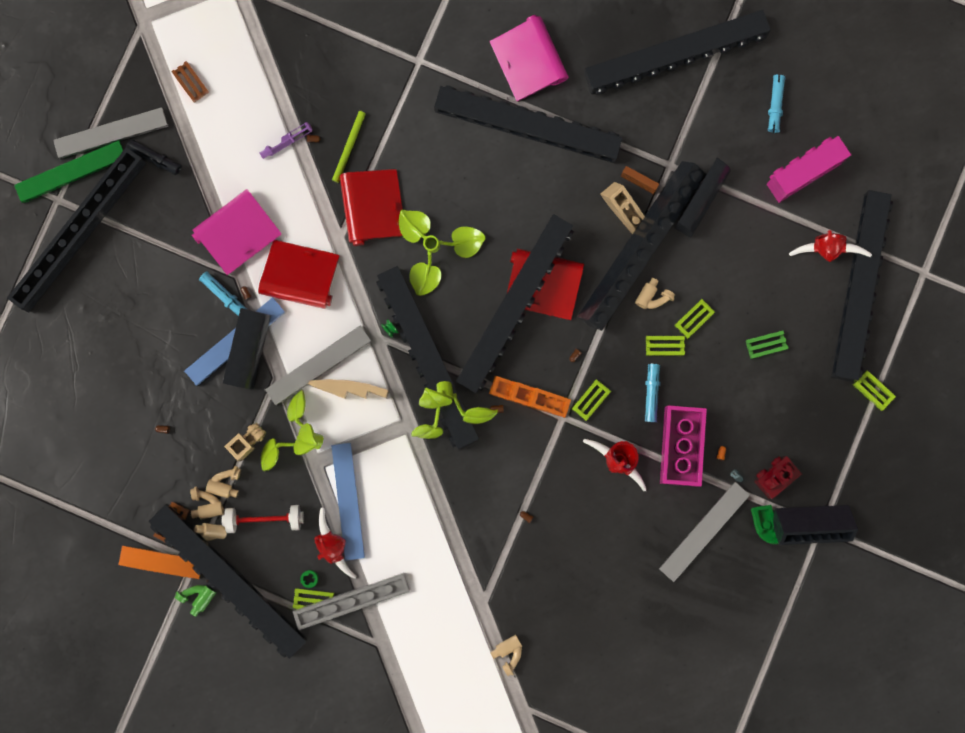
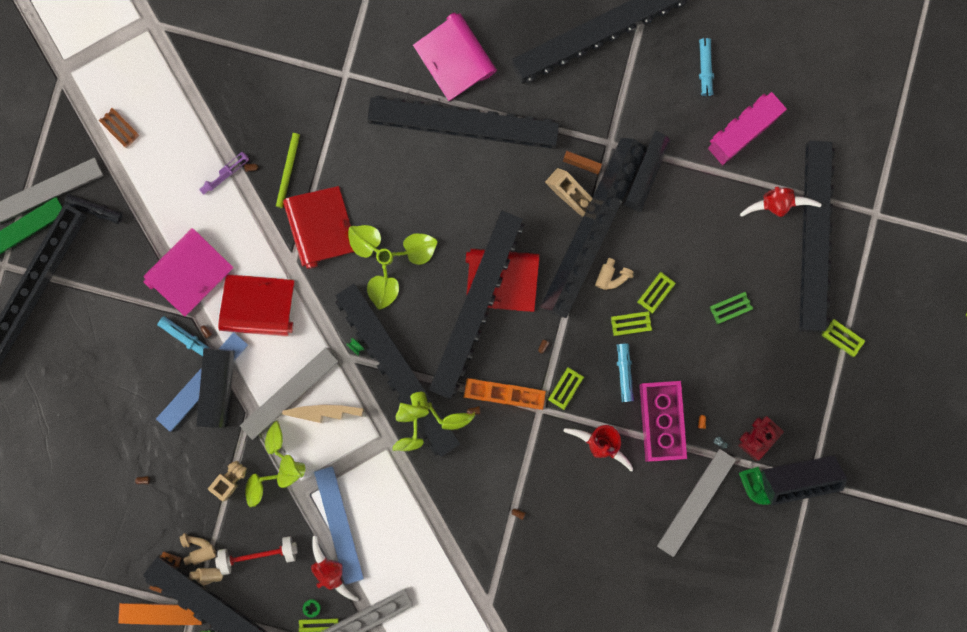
camera: 15 degrees left, 0 degrees up
(221, 489) = (207, 531): tan plant -> none

